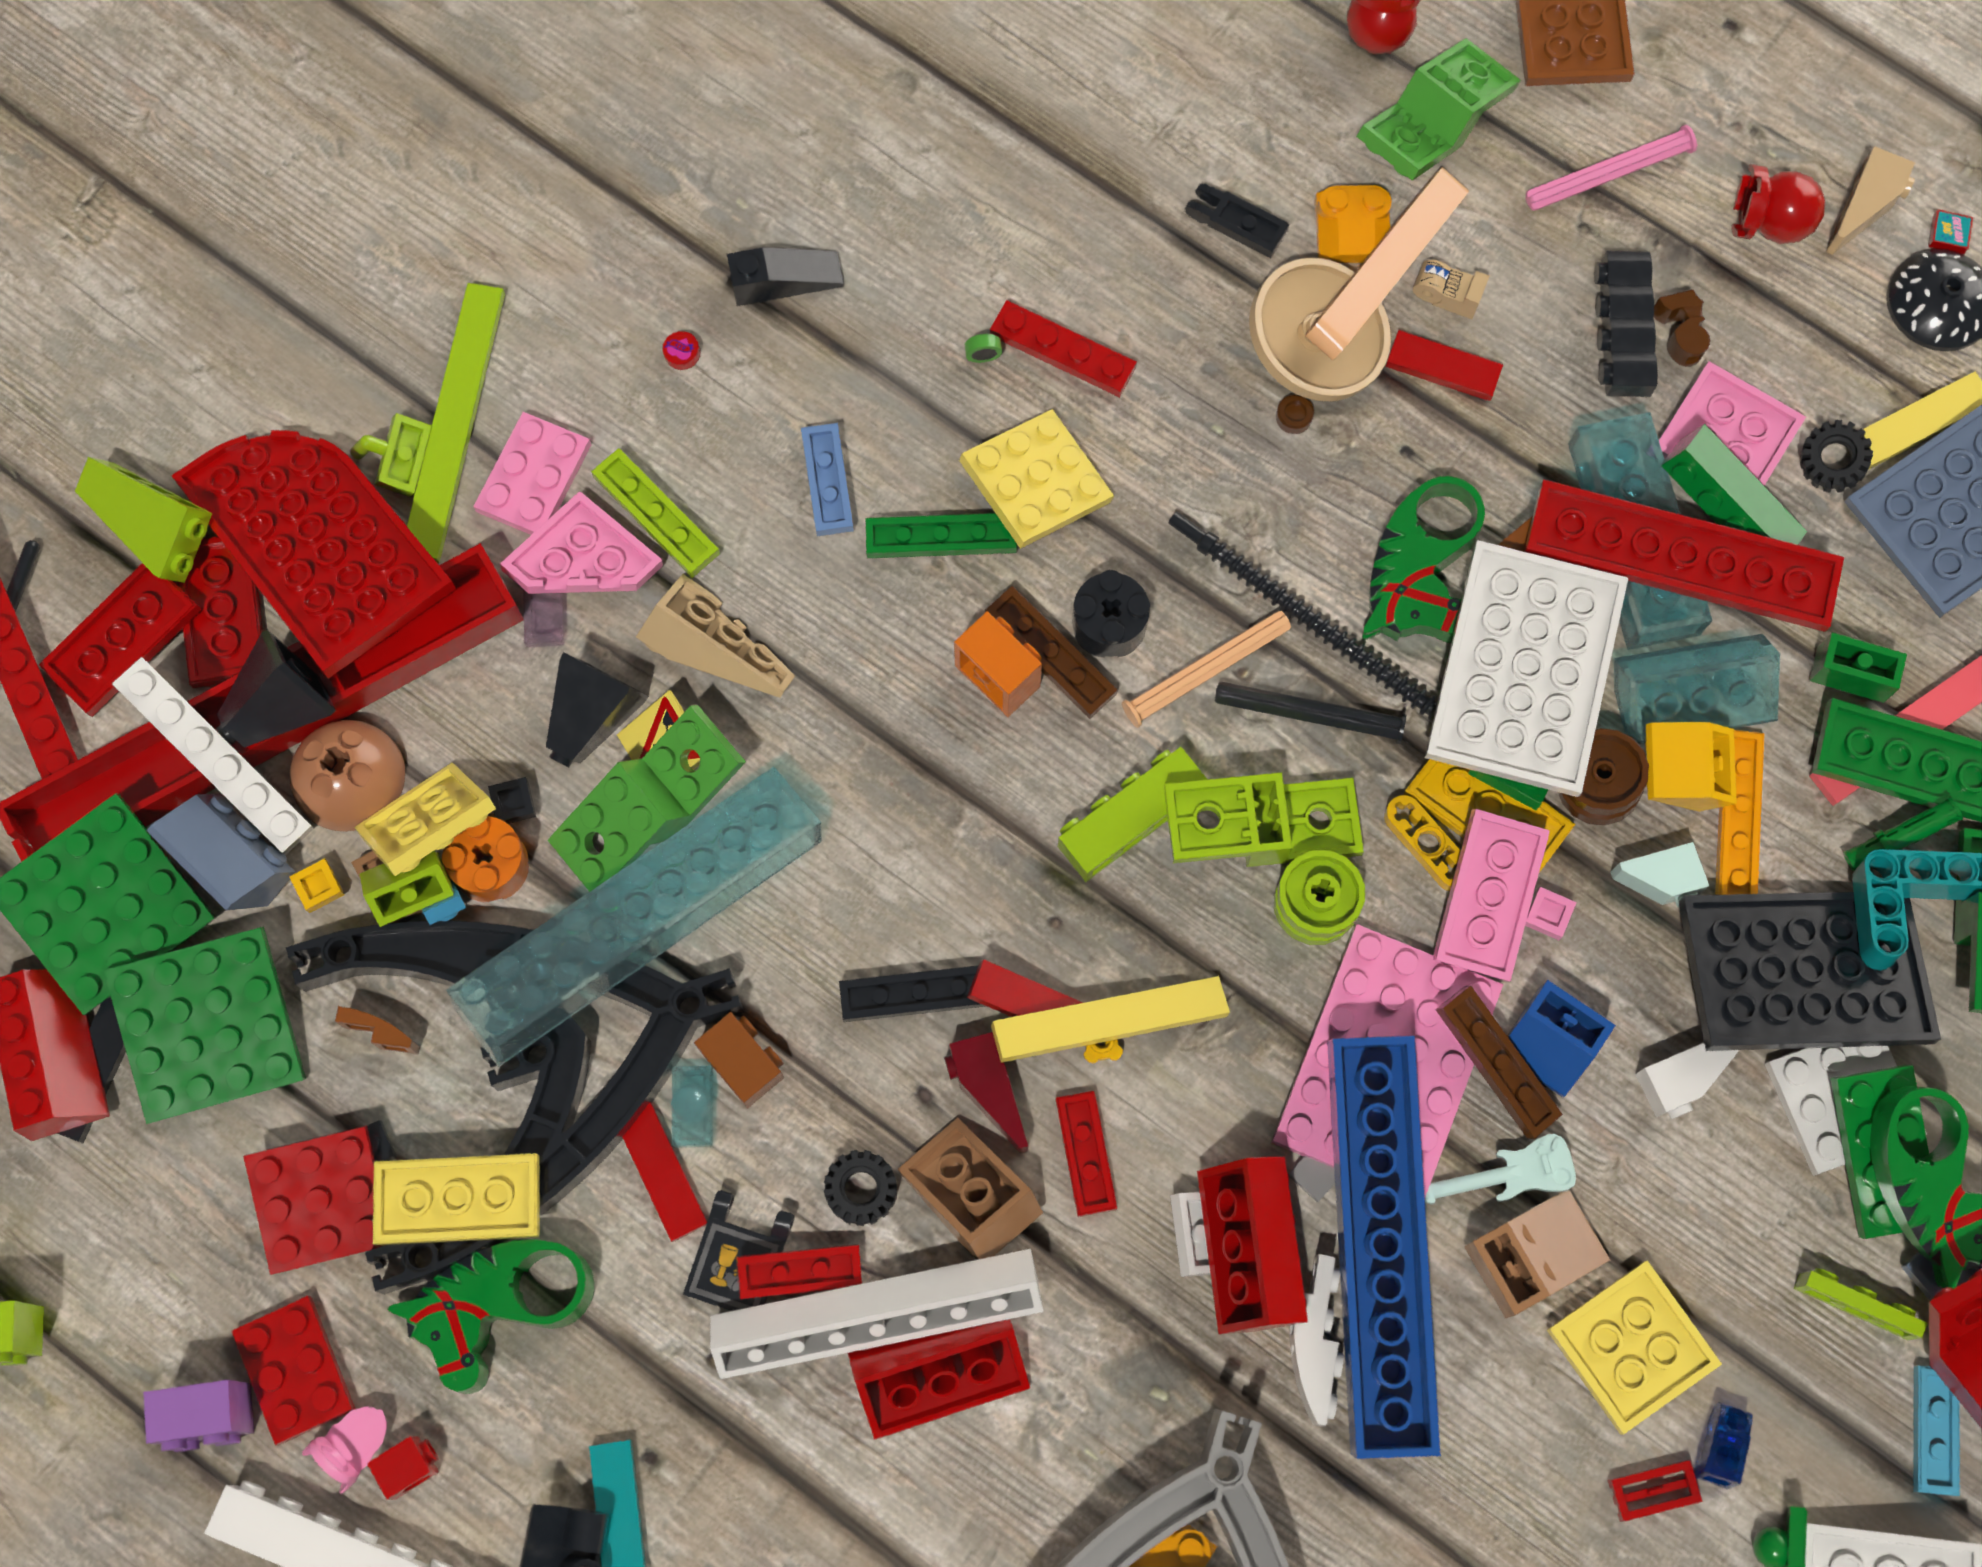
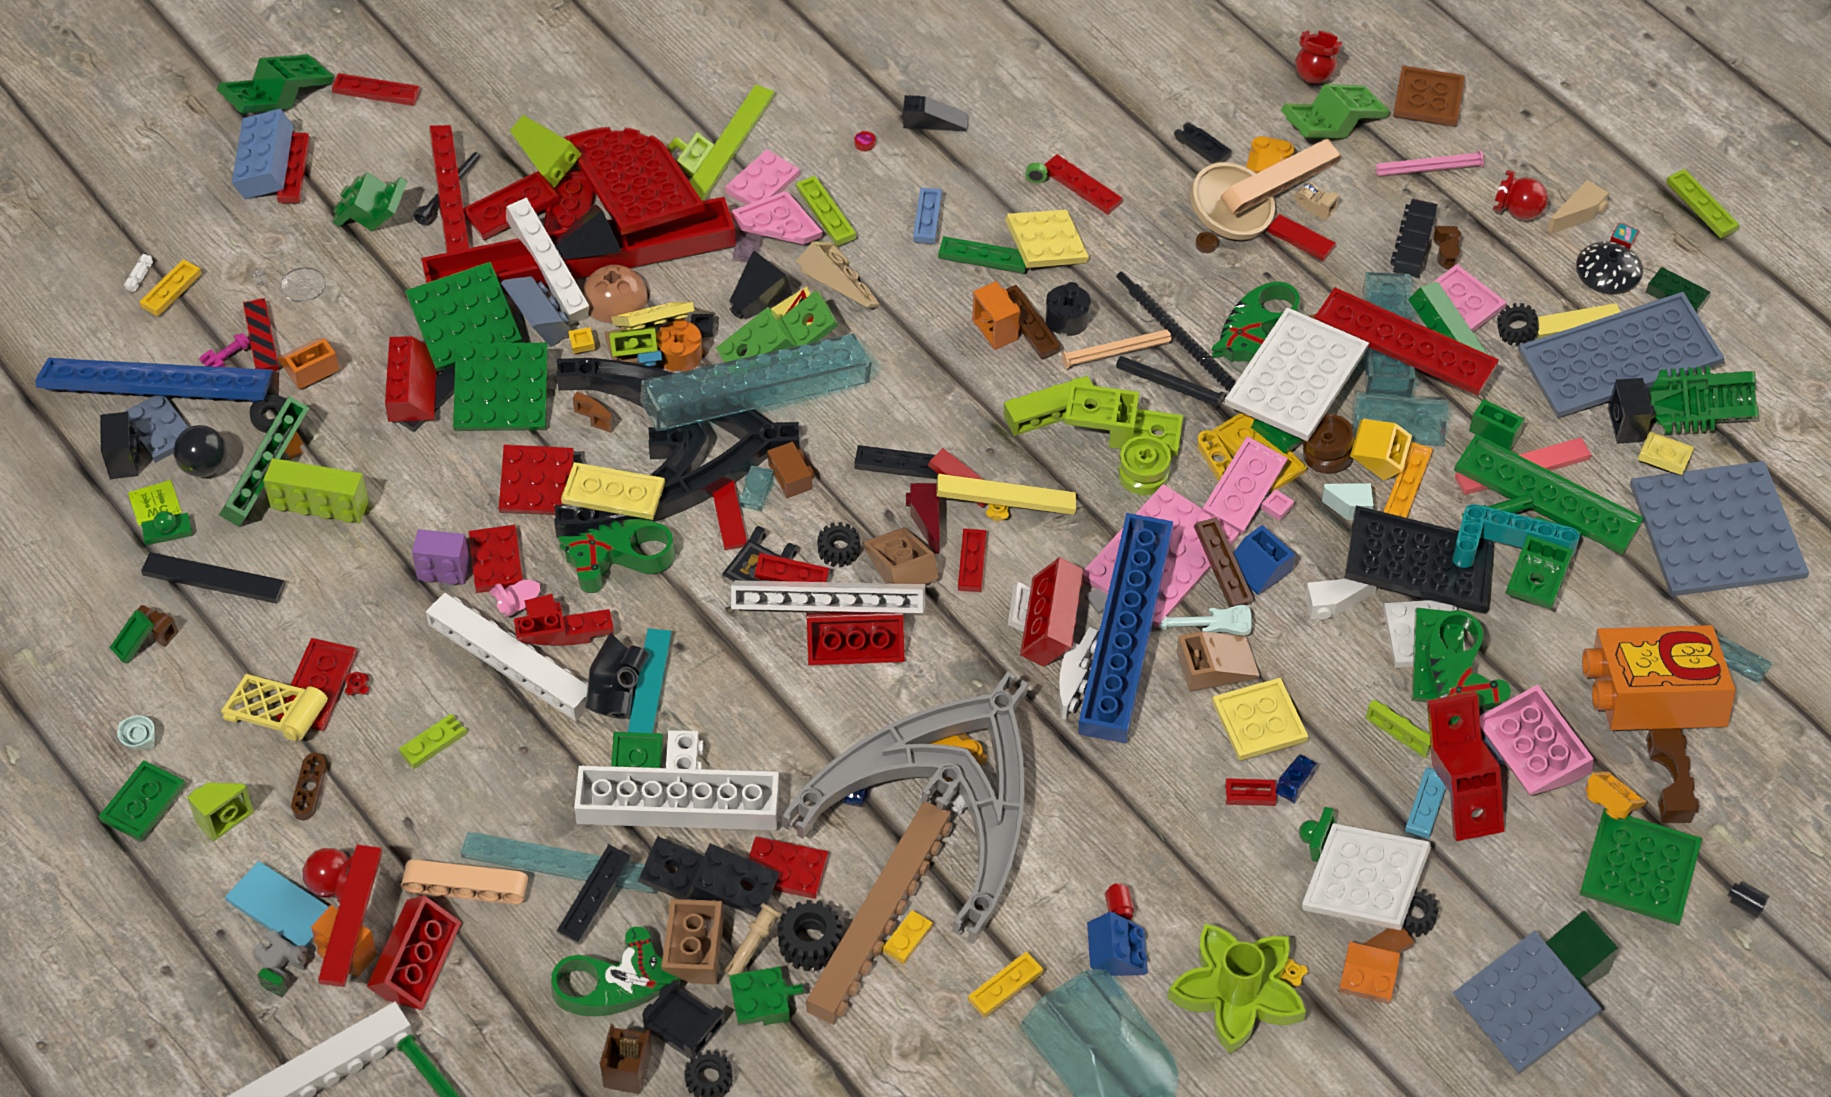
camera: 15 degrees right, 20 degrees down
(446, 1493) = (563, 630): none -> red slope

